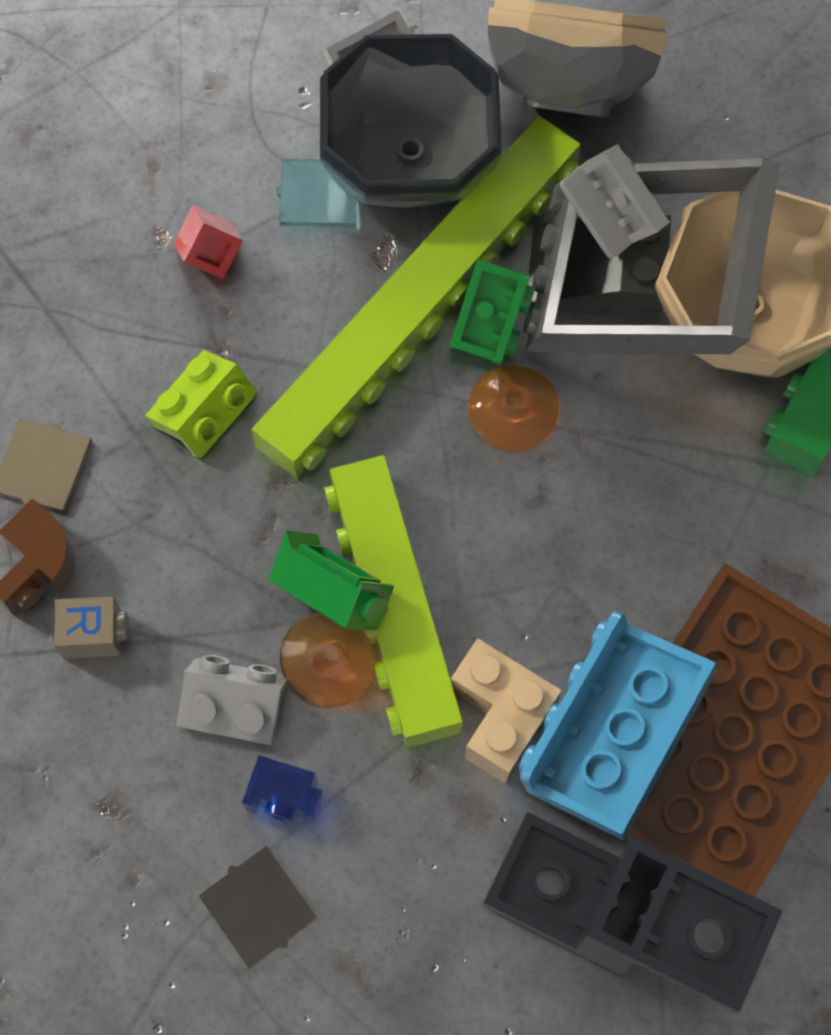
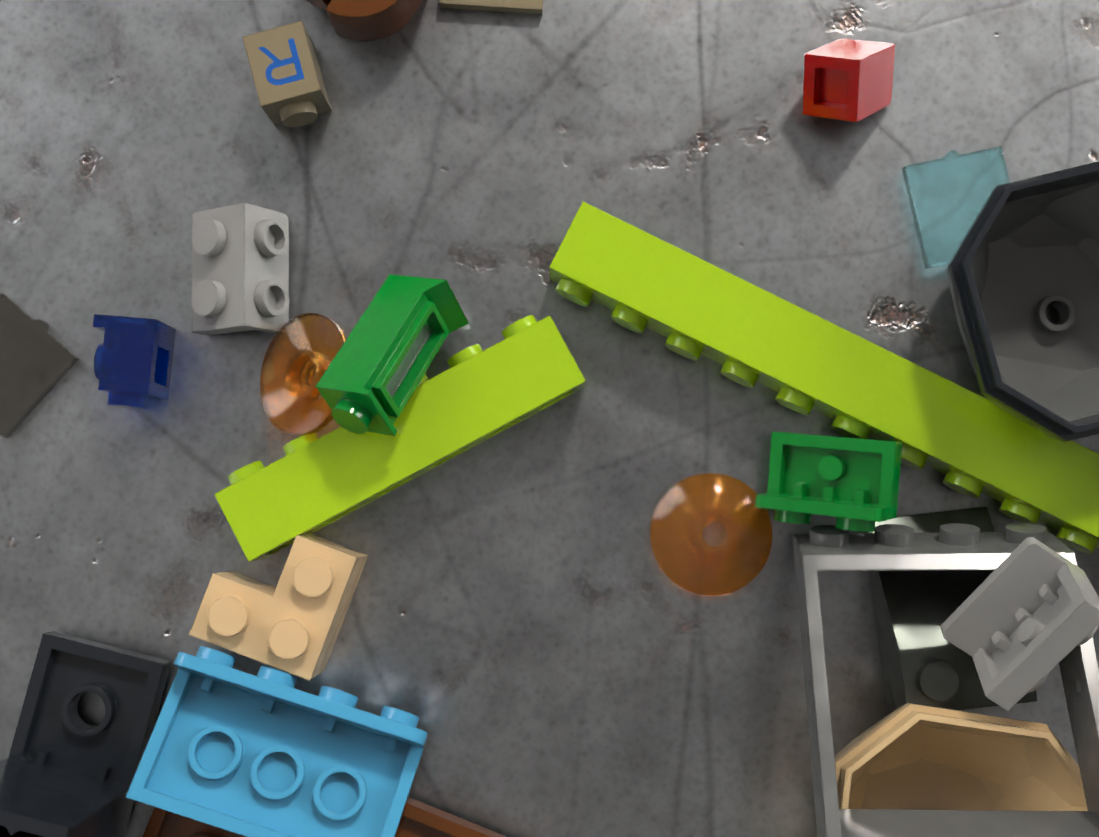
camera: 80 degrees right, 15 degrees up
(202, 402) = (618, 132): lime bracket -> none

